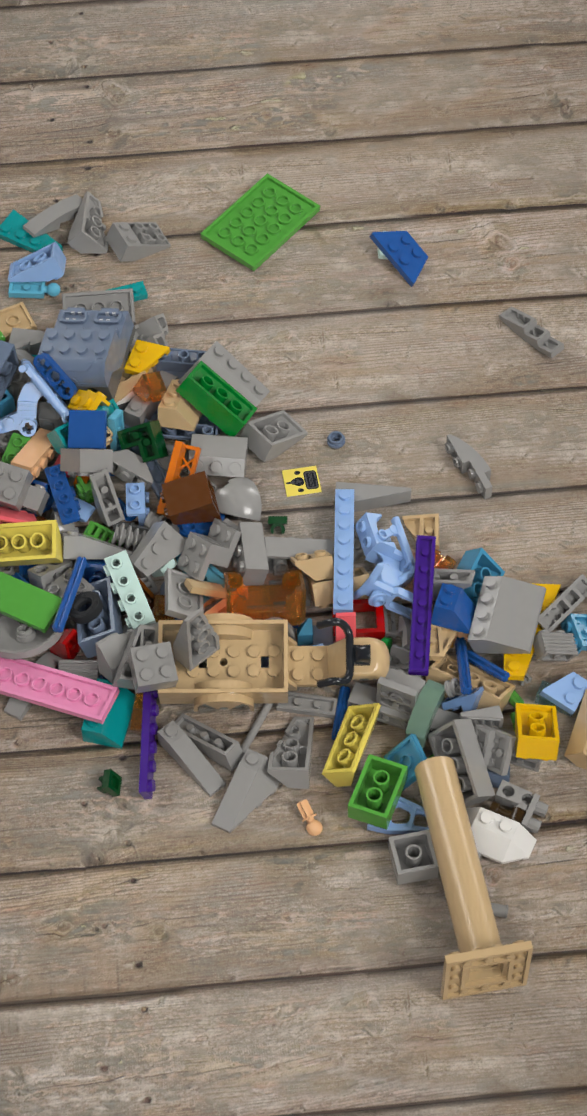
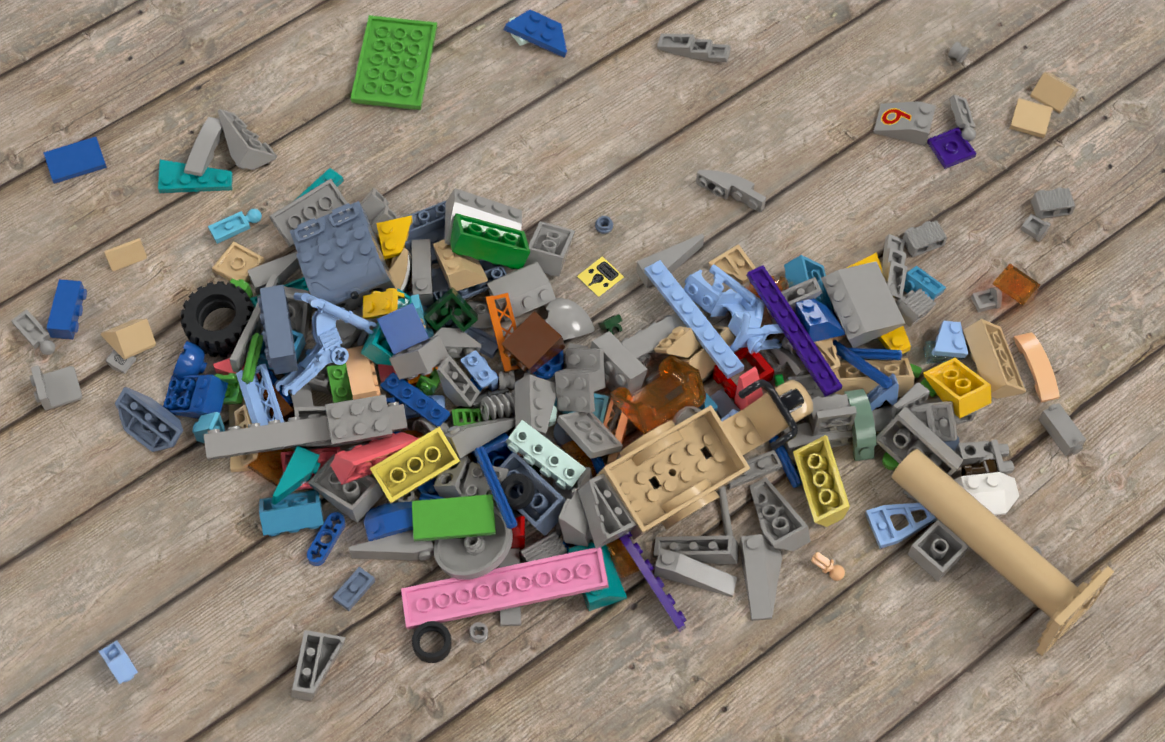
camera: 35 degrees left, 5 degrees up
(39, 266) = (226, 201): light blue slope -> none
(62, 376) = (352, 295): blue beam -> none
(110, 783) = (645, 635): dark green tile -> none
(136, 240) = (296, 133): light grey slope -> none
(150, 387) = (427, 261): clear orange slope -> none
(152, 667) = (630, 512): light grey brick -> none
(195, 641) = (648, 471): light grey wedge -> none
(204, 588) = (601, 416): tan tile -> none
(377, 791) = (874, 511): bright green brick -> none
(409, 754) = (872, 472): dark azure tile -> none
(452, 687) = (869, 388): light grey bush -> none

